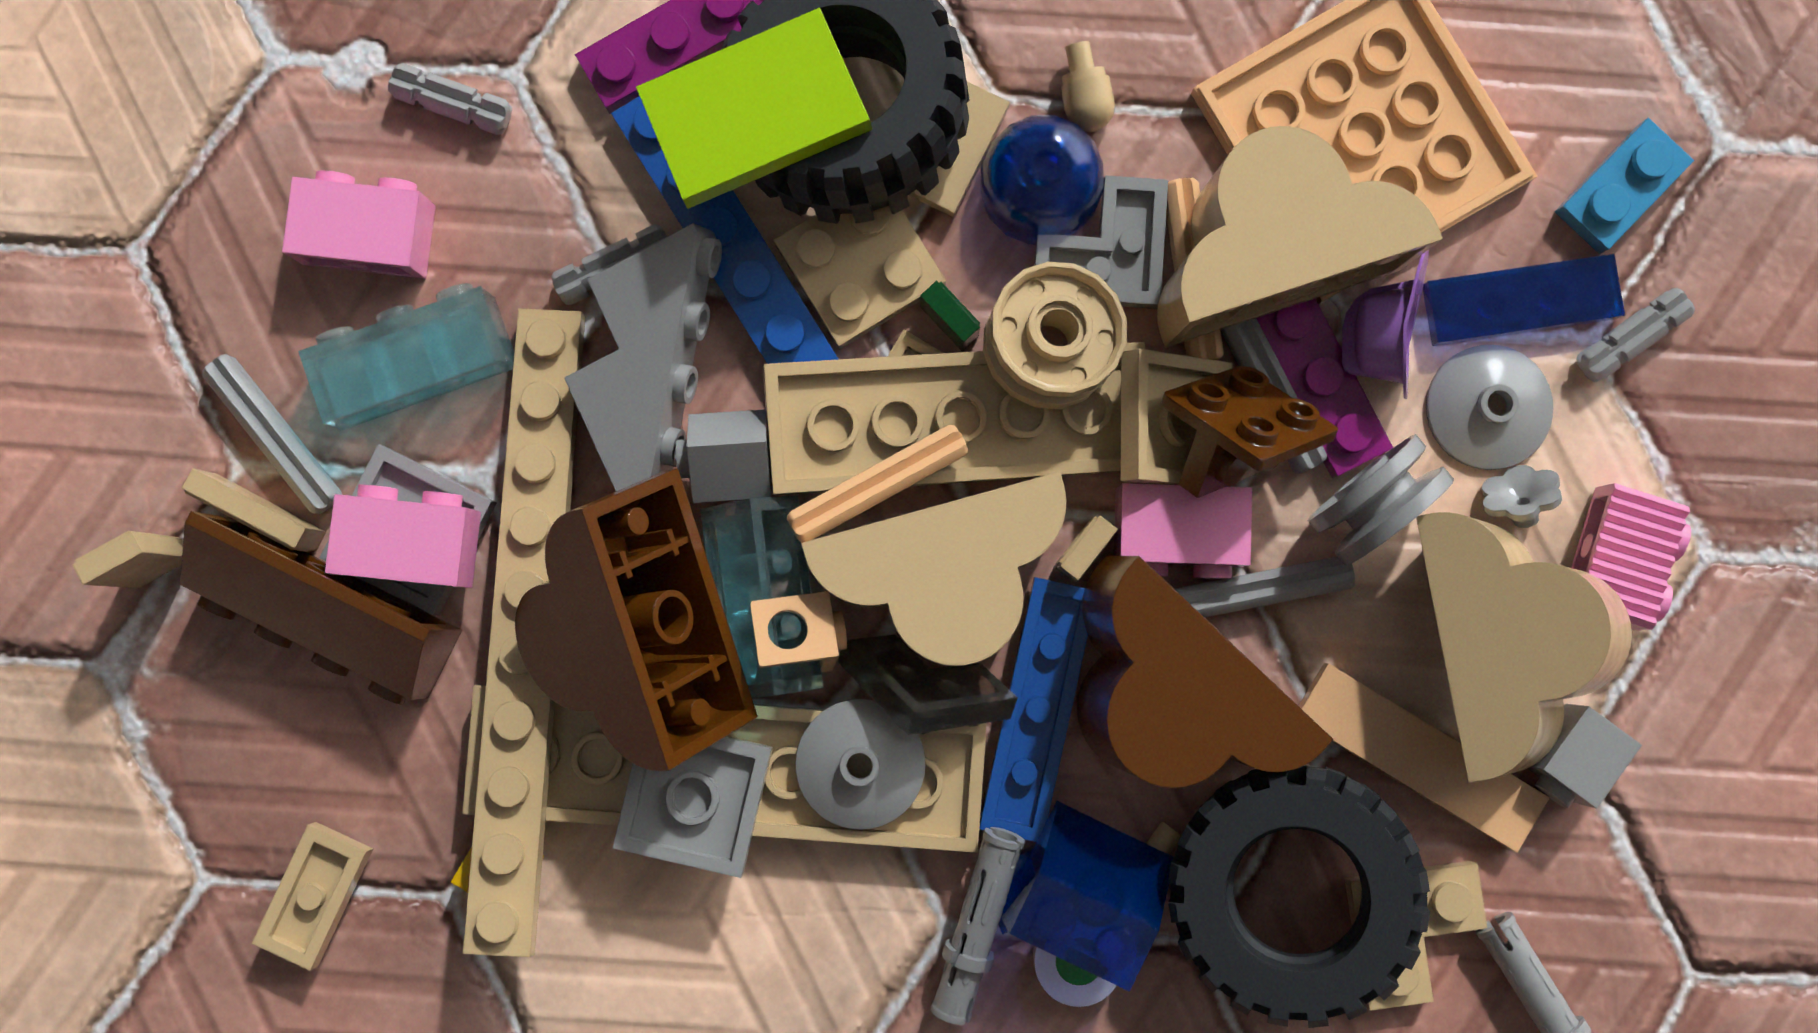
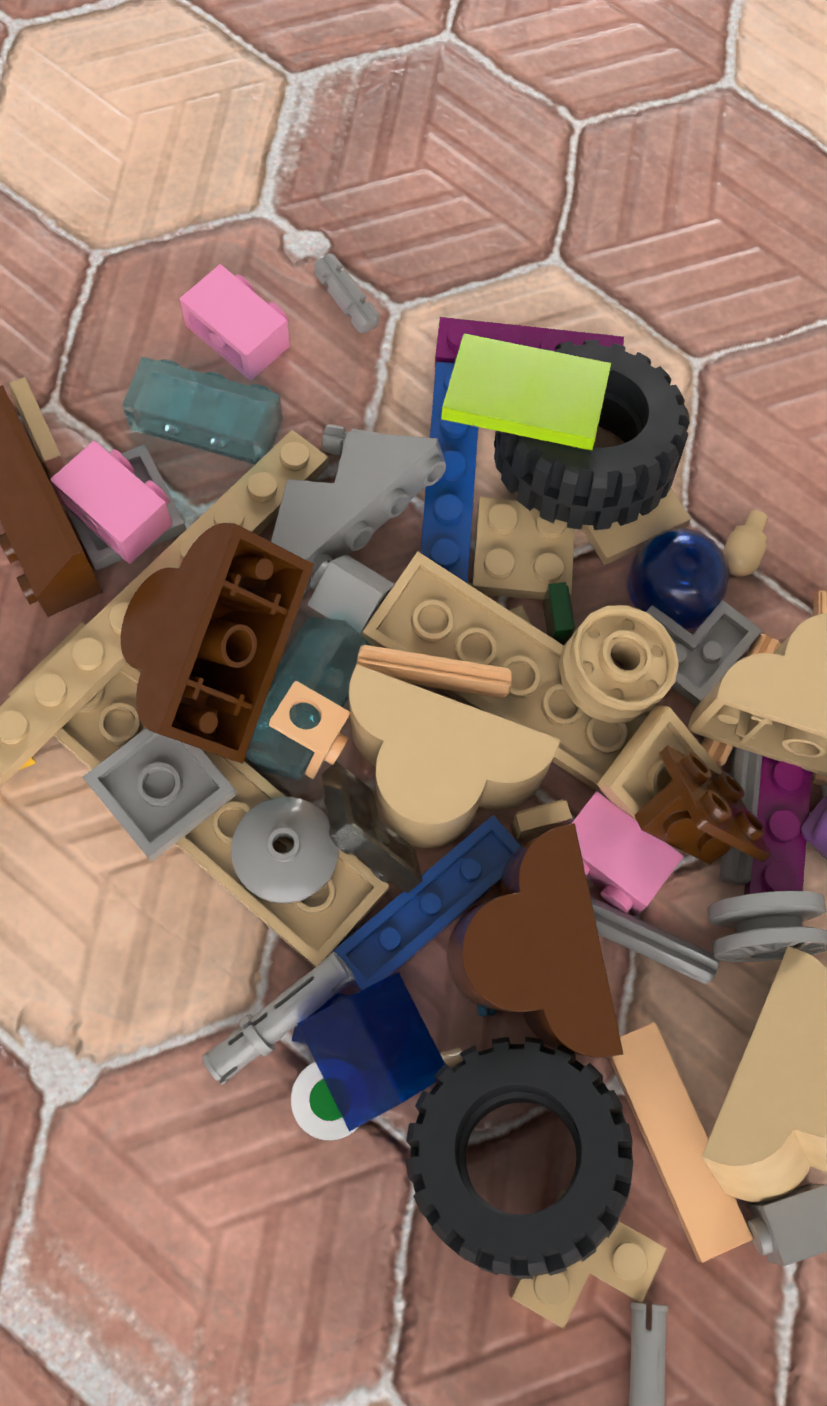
camera: 30 degrees right, 15 degrees down
(271, 433) = (87, 392): light grey axle -> none

